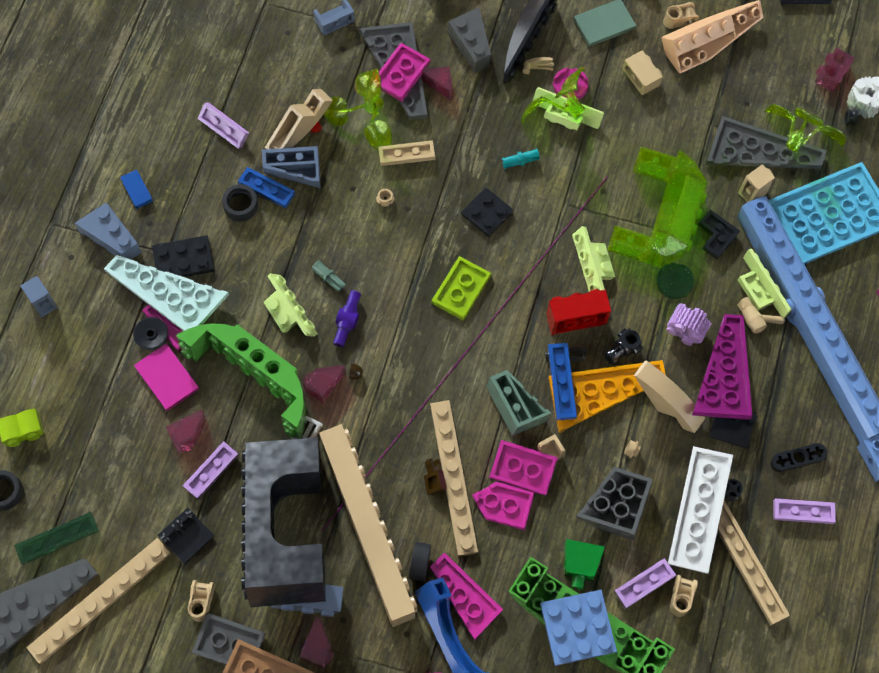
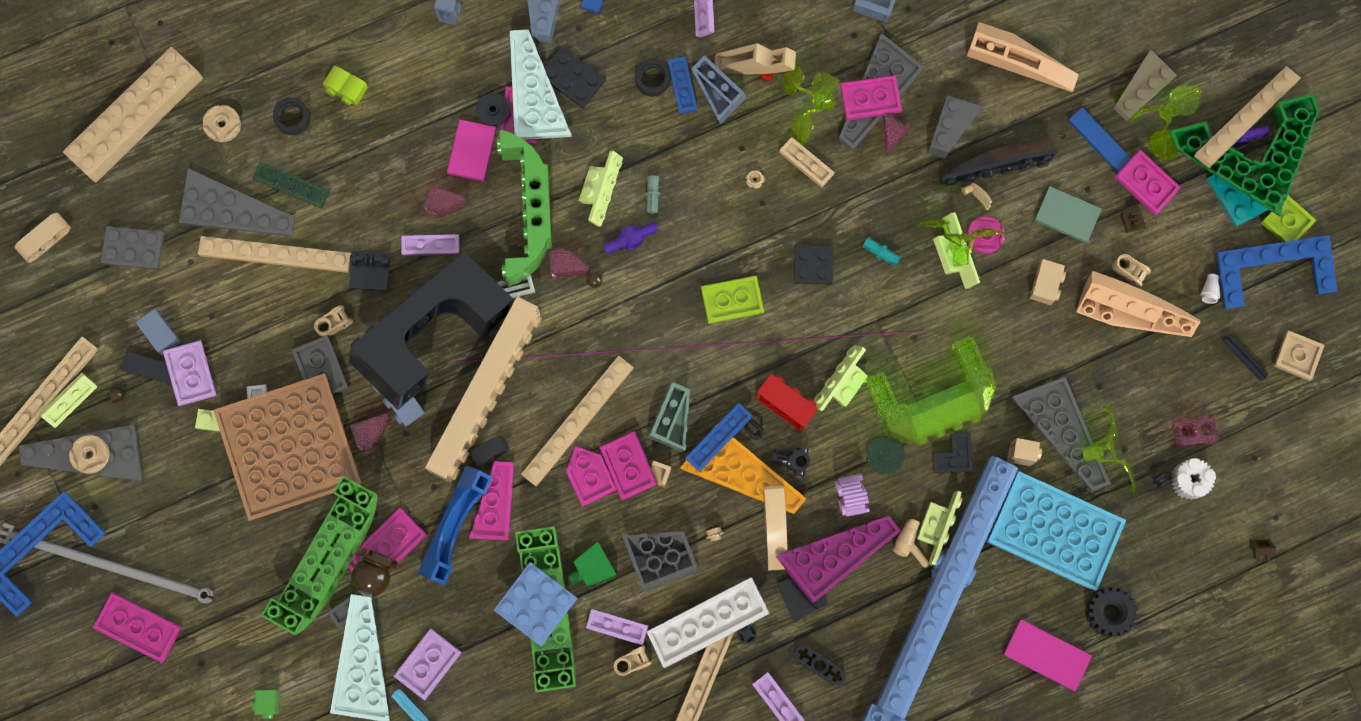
camera: 50 degrees right, 10 degrees up
(435, 478) = (563, 408): dark brown plate -> none

